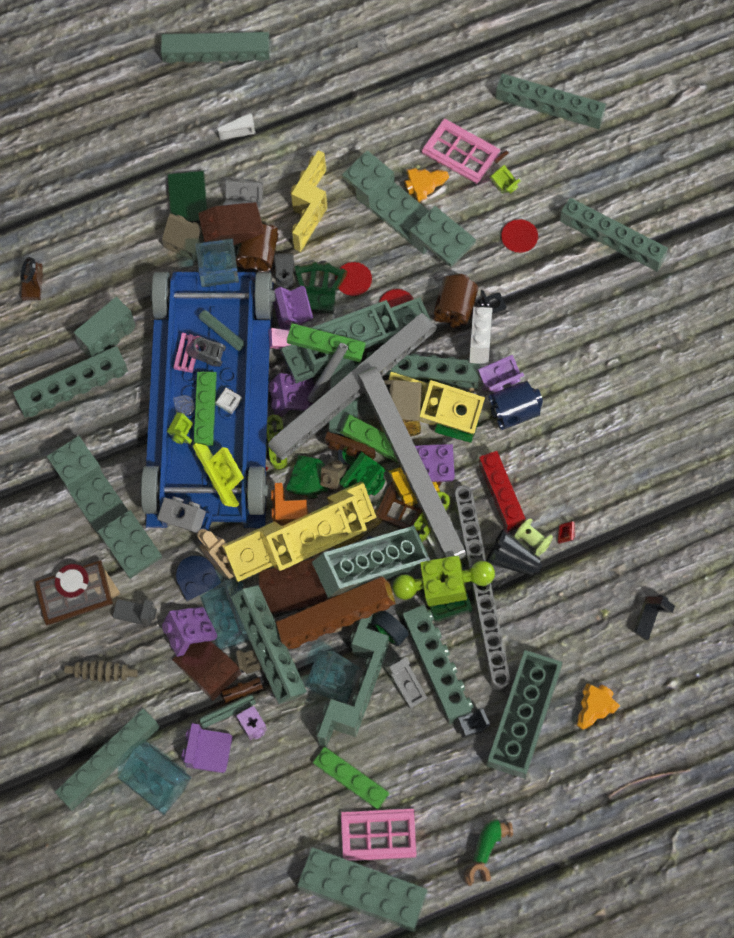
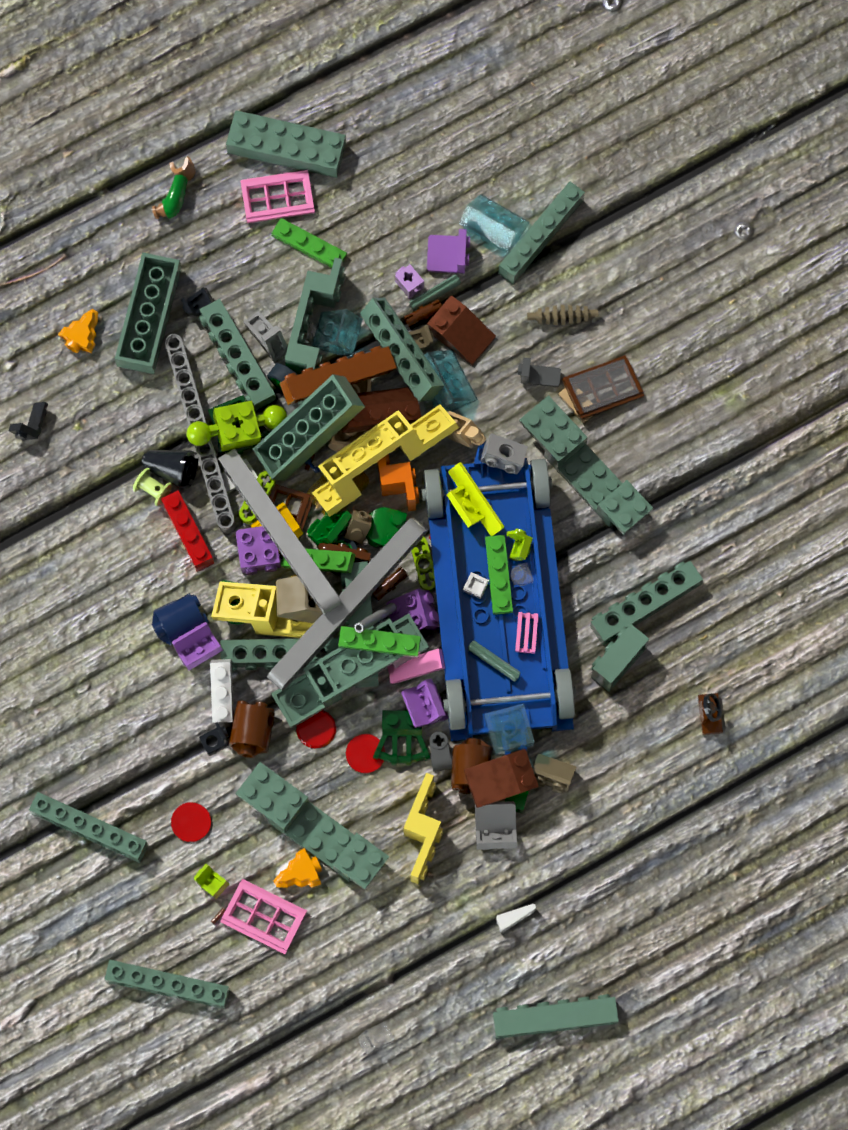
camera: 170 degrees right, 5 degrees up
(71, 580) = (606, 395): sticker -> none
(187, 194) = (558, 829): dark green tile -> none
(188, 627) = (482, 362): medium lavender bracket -> none
(196, 576) = (486, 414): dark blue slope -> none
(210, 352) = (502, 631): dark grey piece -> none
(566, 532) = (120, 497): red slope -> none

